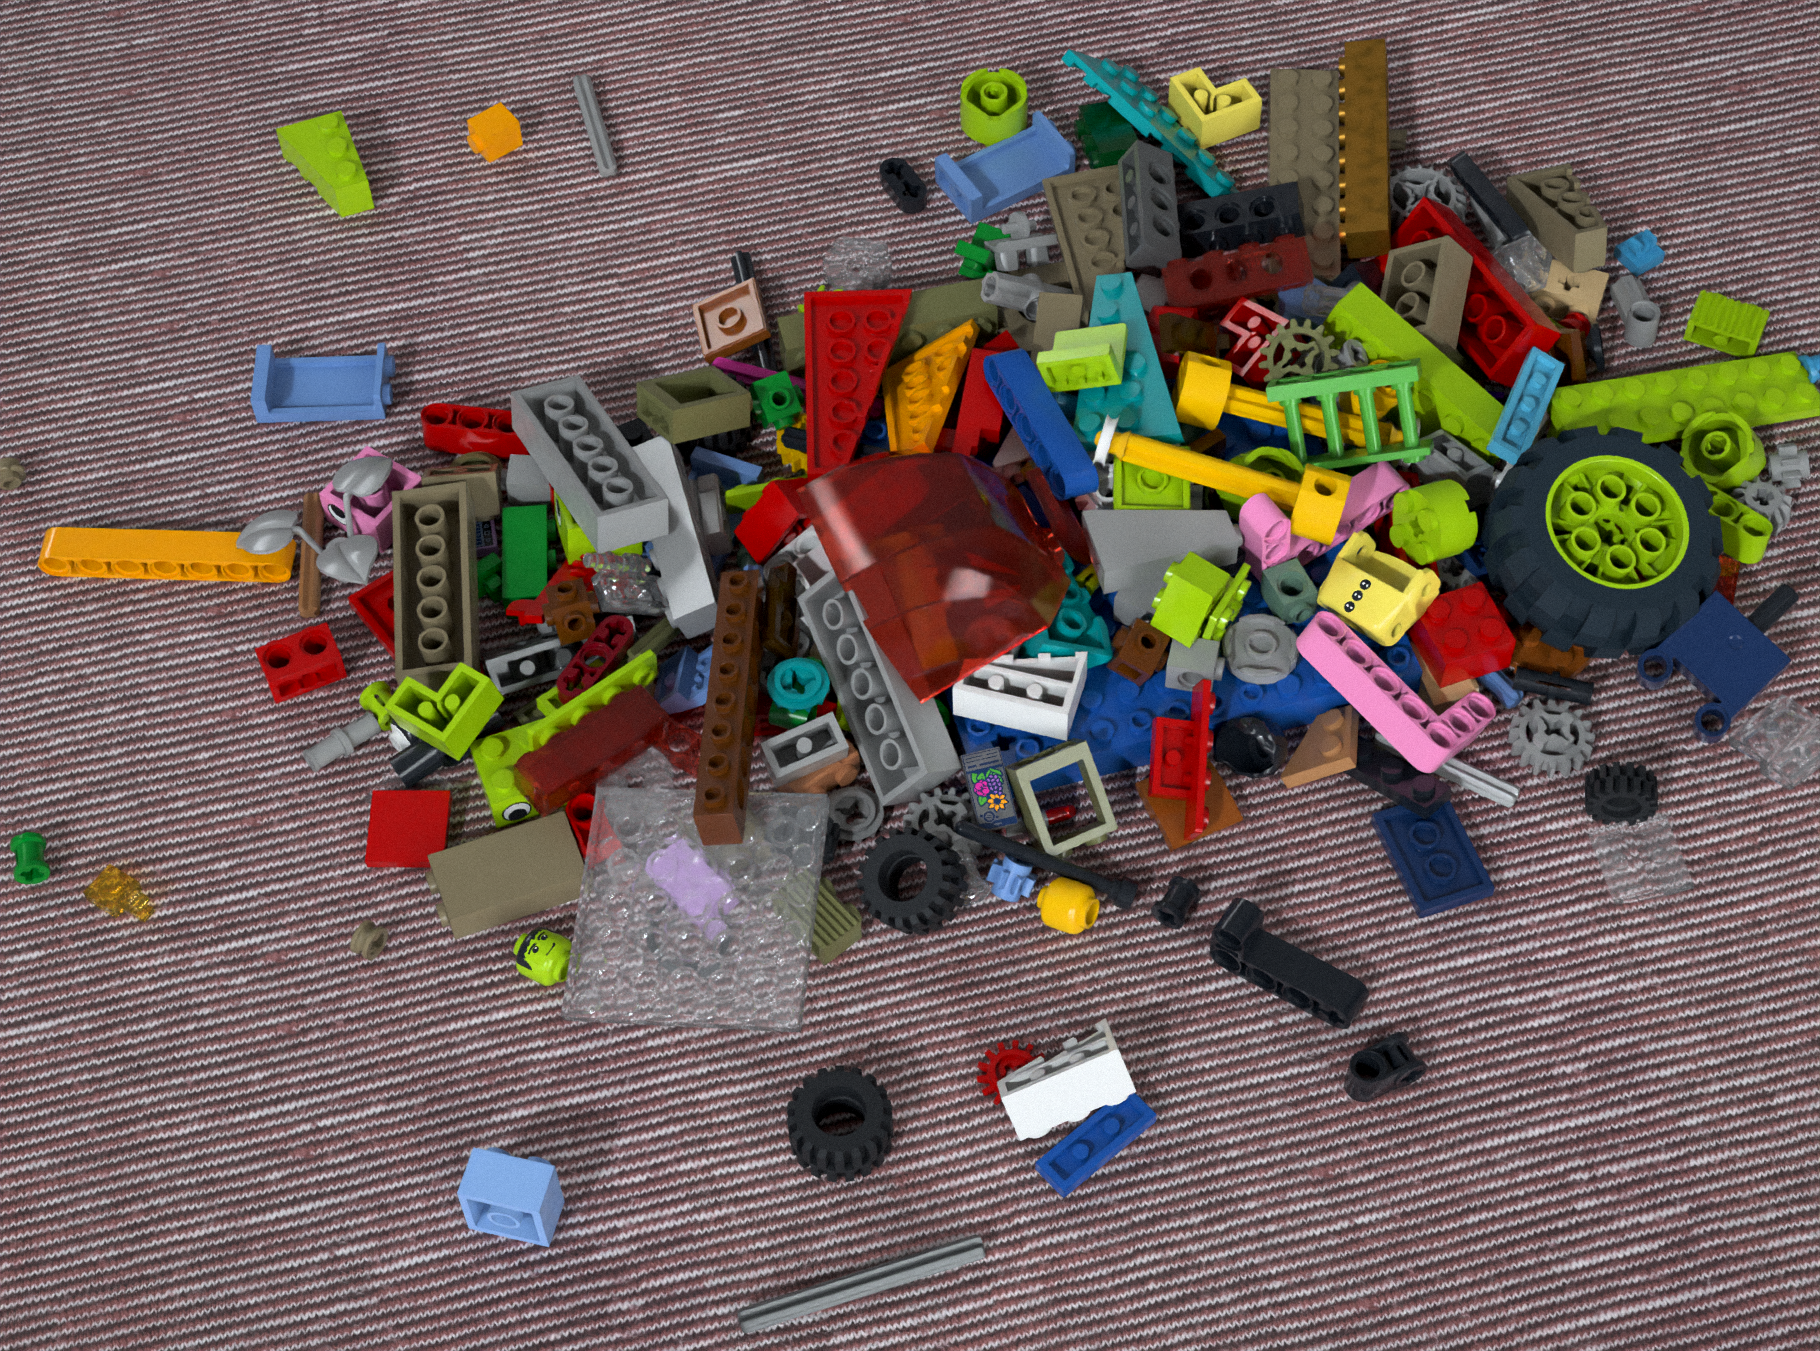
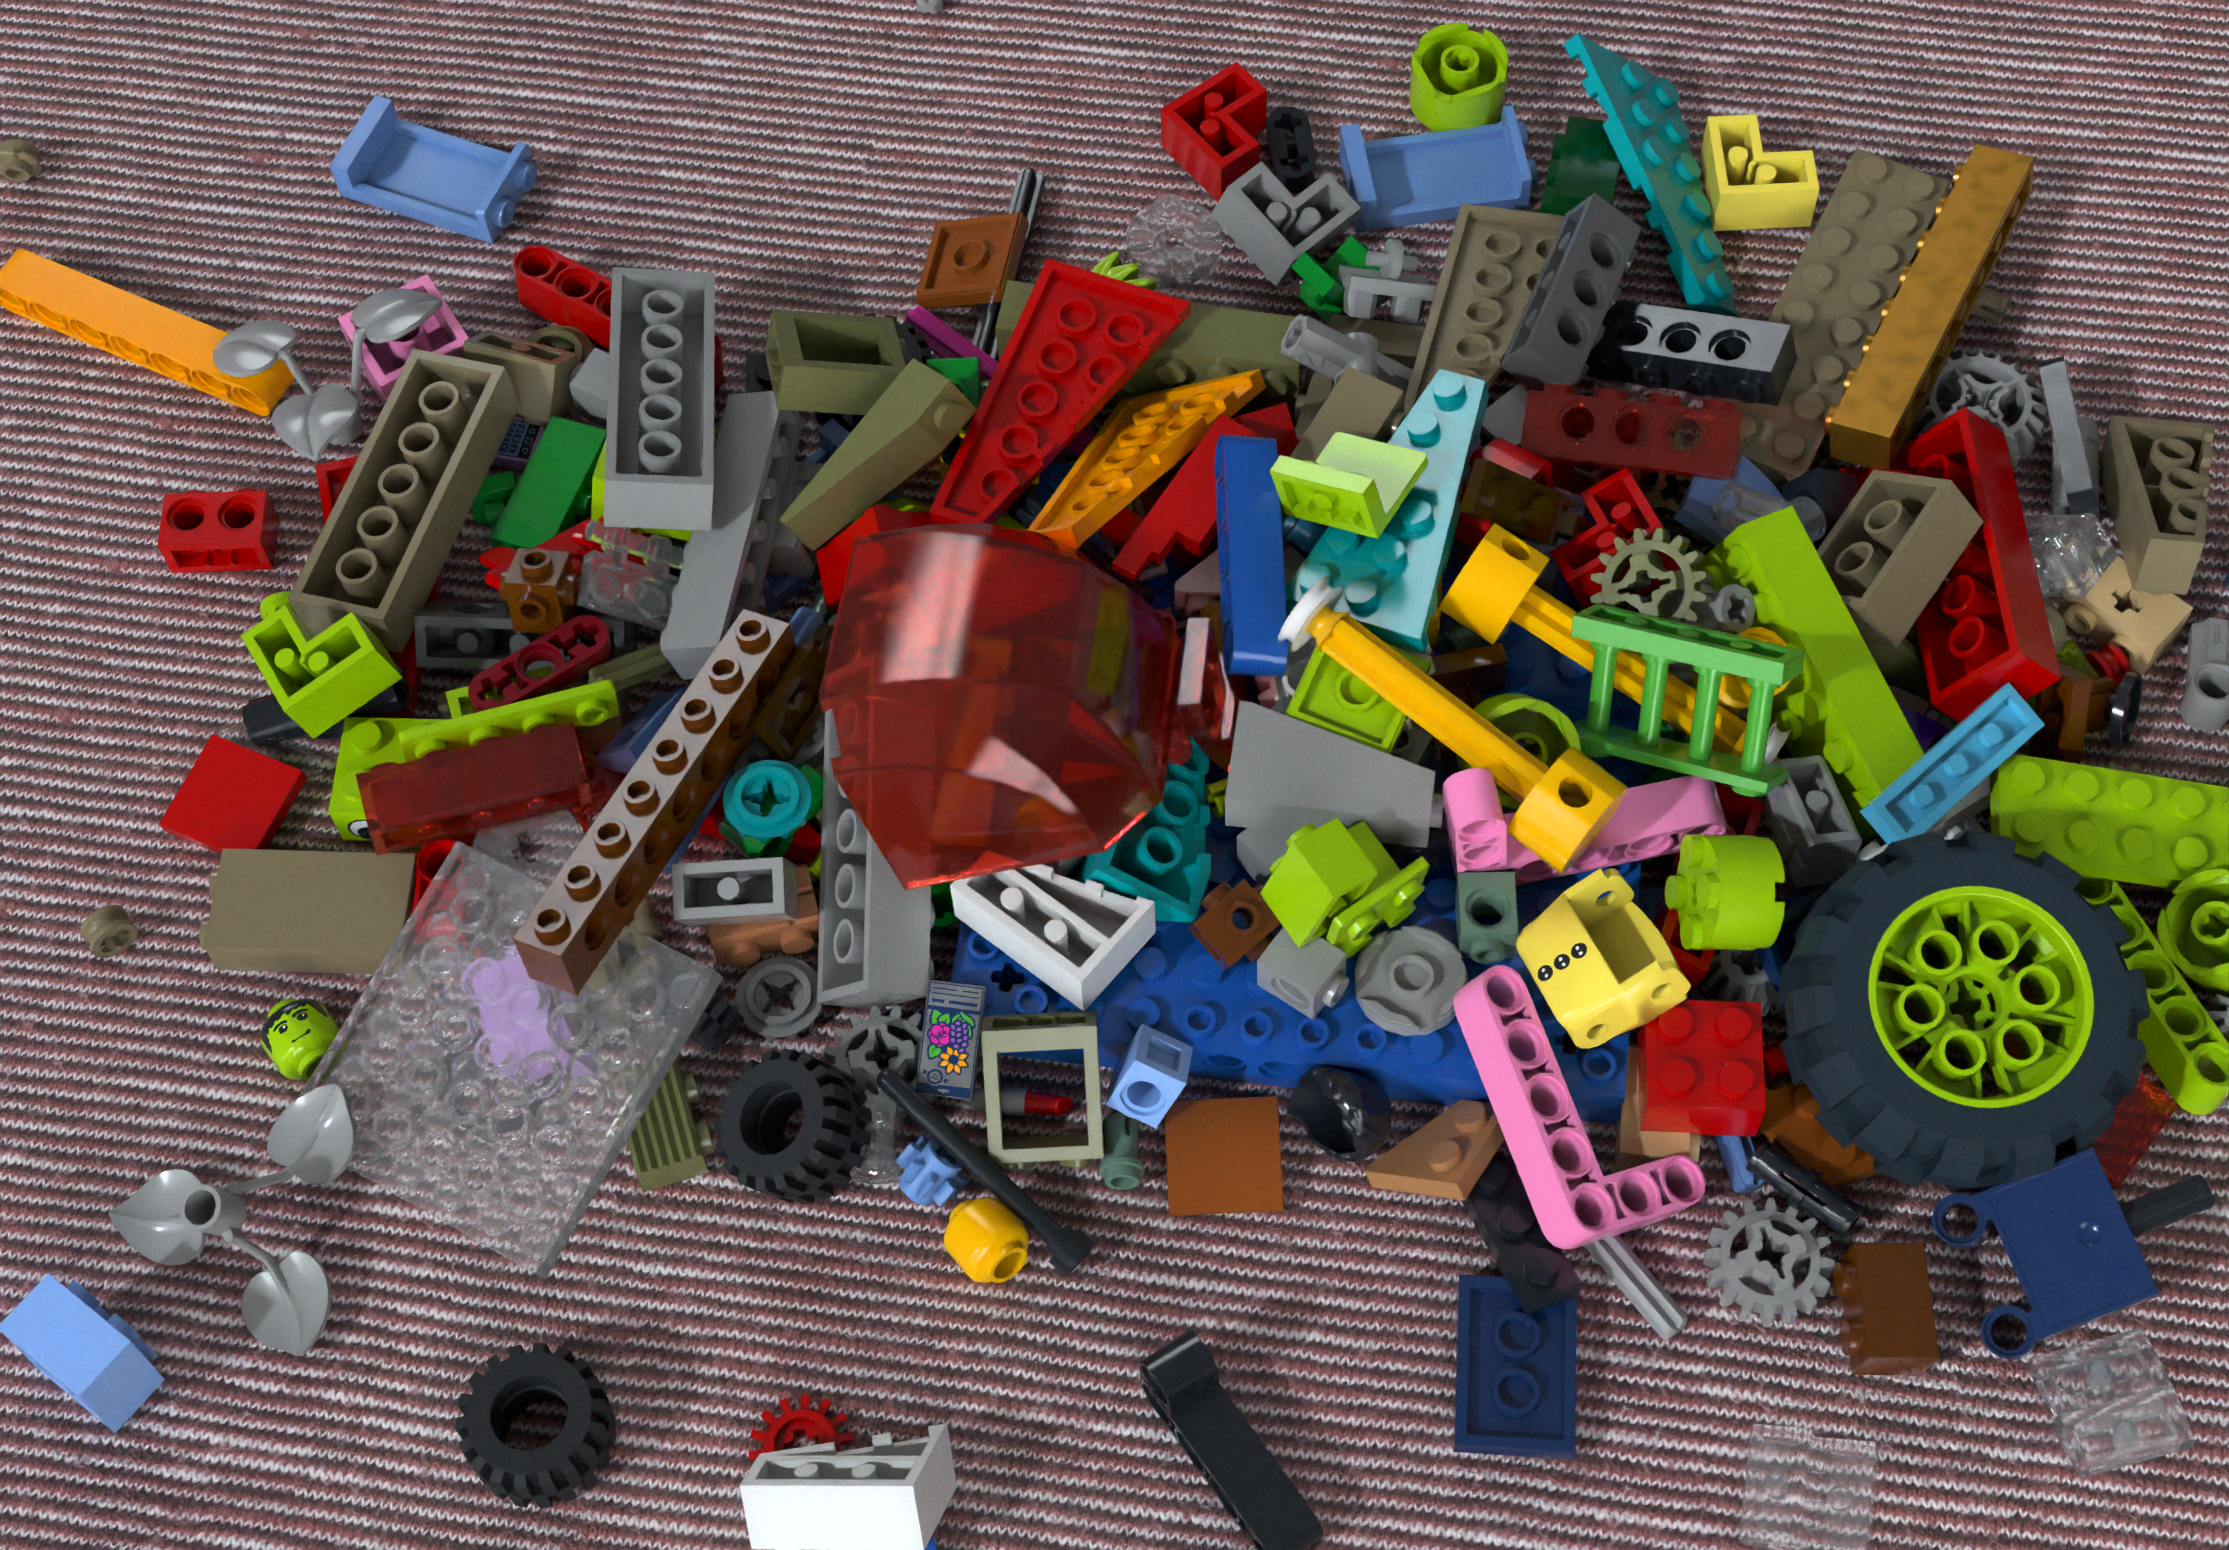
camera: 25 degrees right, 5 degrees up
(309, 573) = (320, 371): medium nougat axle -> none
(341, 741) = (204, 656): light grey pin -> none
(514, 1095) = (177, 1209): none -> light grey plant
(765, 435) = (886, 449): none -> olive wedge
(852, 188) = (1215, 126): none -> red brick
(927, 232) = (1278, 227): none -> light grey brick
(1123, 753) = (1149, 1076): none -> light blue brick
(1129, 831) = (1121, 1147): none -> sand green pin
(1176, 902) = (1132, 1293): black bush -> none
(1180, 759) = (1222, 1094): red bracket -> none
(1621, 793) = (1821, 1388): black tyre -> none
(1635, 732) = (1886, 1309): none -> reddish brown brick

